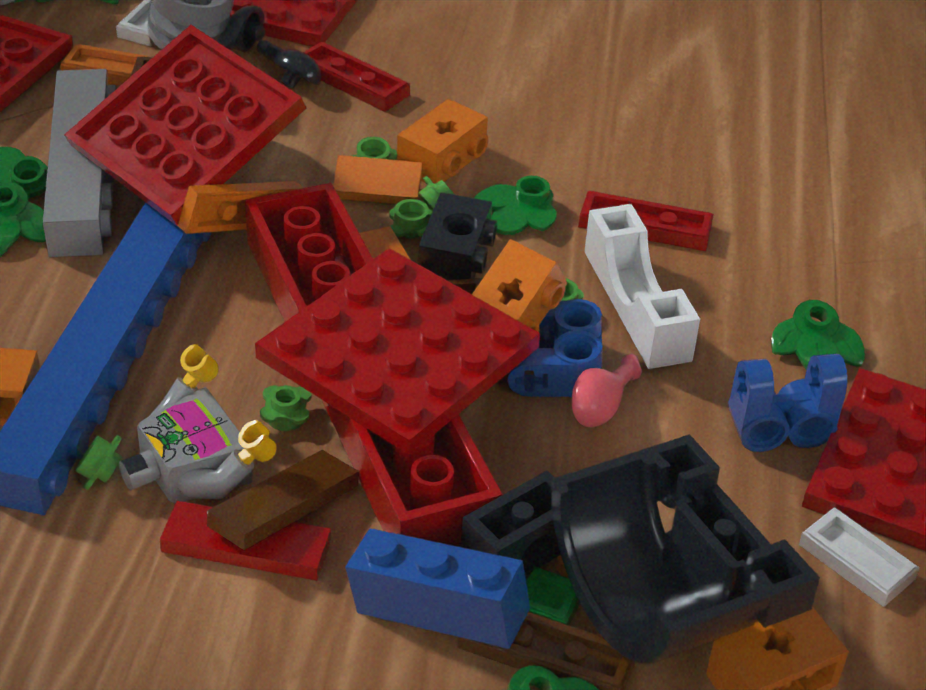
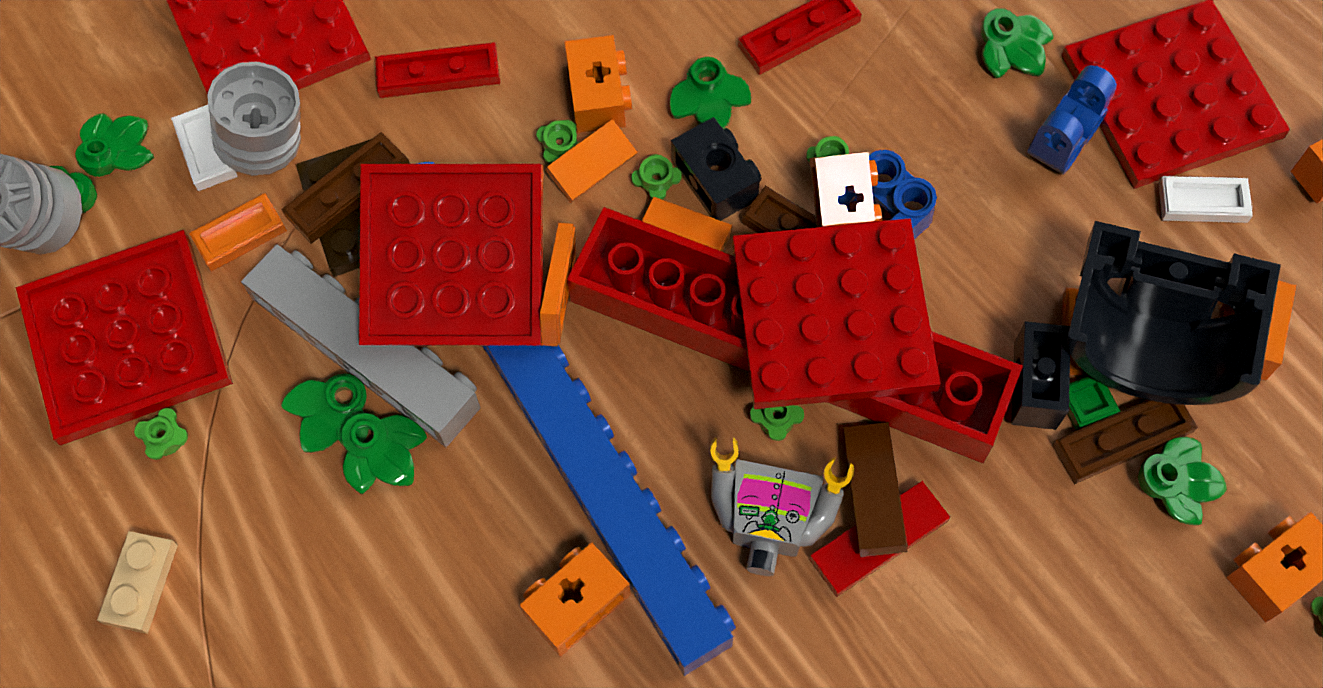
camera: 40 degrees left, 25 degrees up
(99, 460) = (728, 577): bright green plate -> none
(244, 29) = (310, 110): black piece -> none
(296, 63) = (391, 101): black piece -> none
(432, 192) = (655, 140): bright green plate -> none
(439, 587) = (1049, 463): blue brick -> none
(600, 391) = (953, 214): coral piece -> none
(658, 321) = (839, 86): white arch -> none

